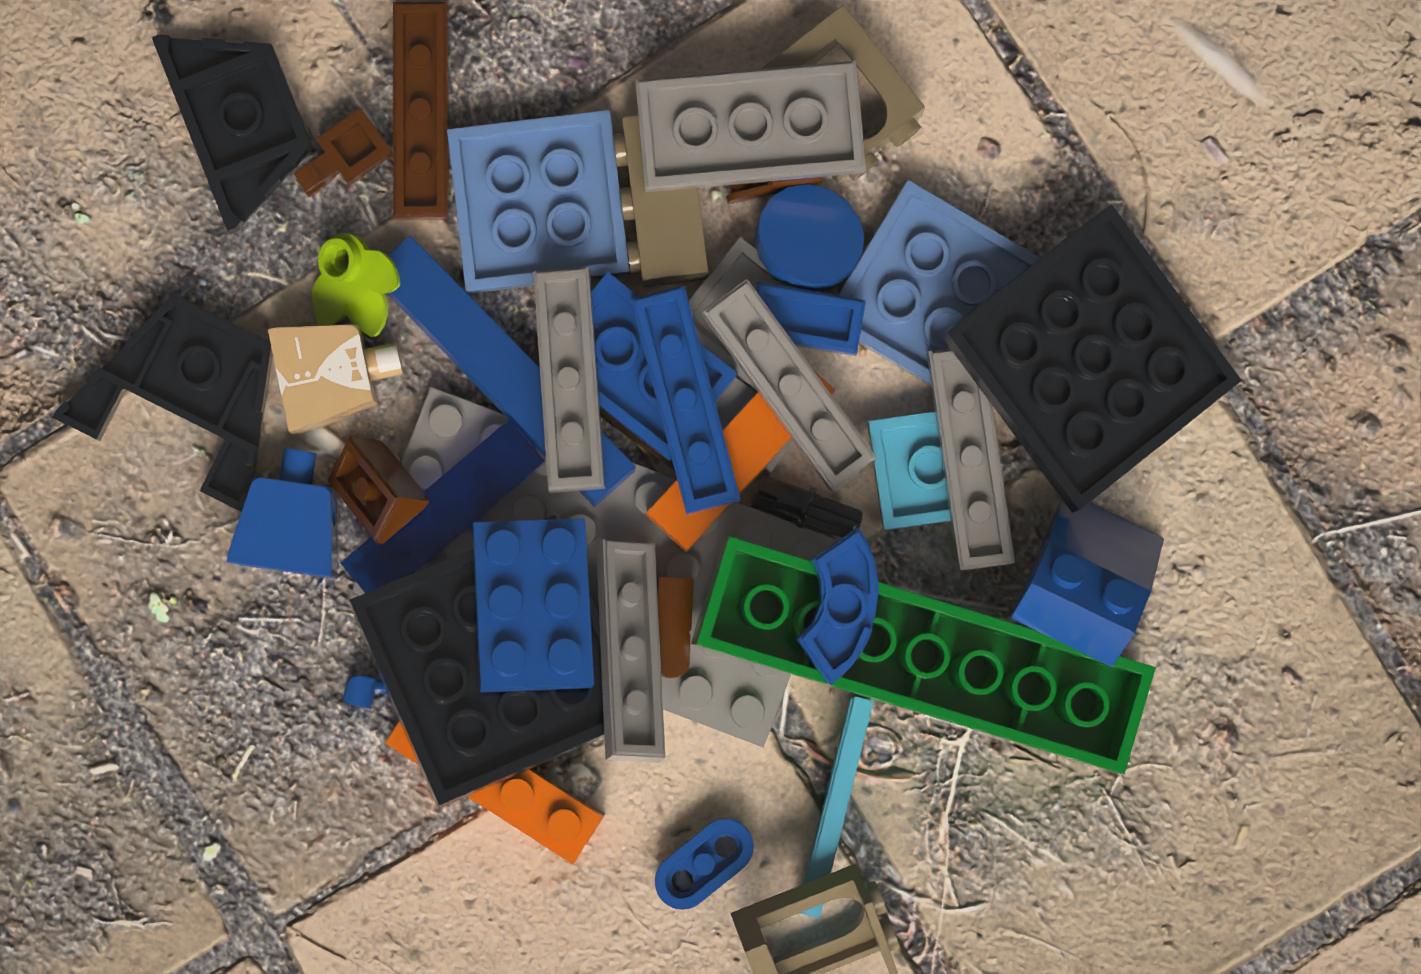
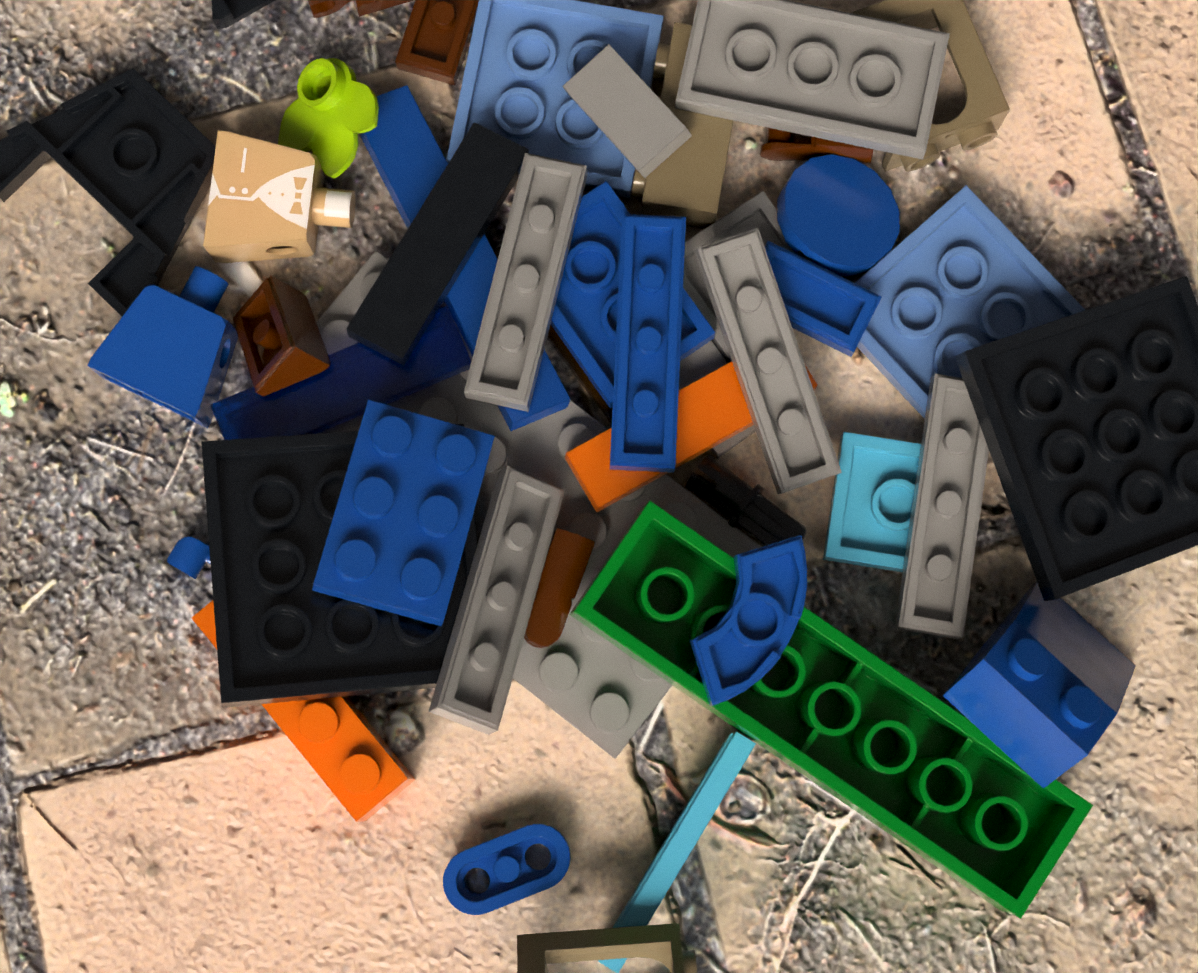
camera: 20 degrees right, 5 degrees down
(485, 369) = (437, 244): none -> black tile
(606, 208) = (627, 111): none -> light grey tile

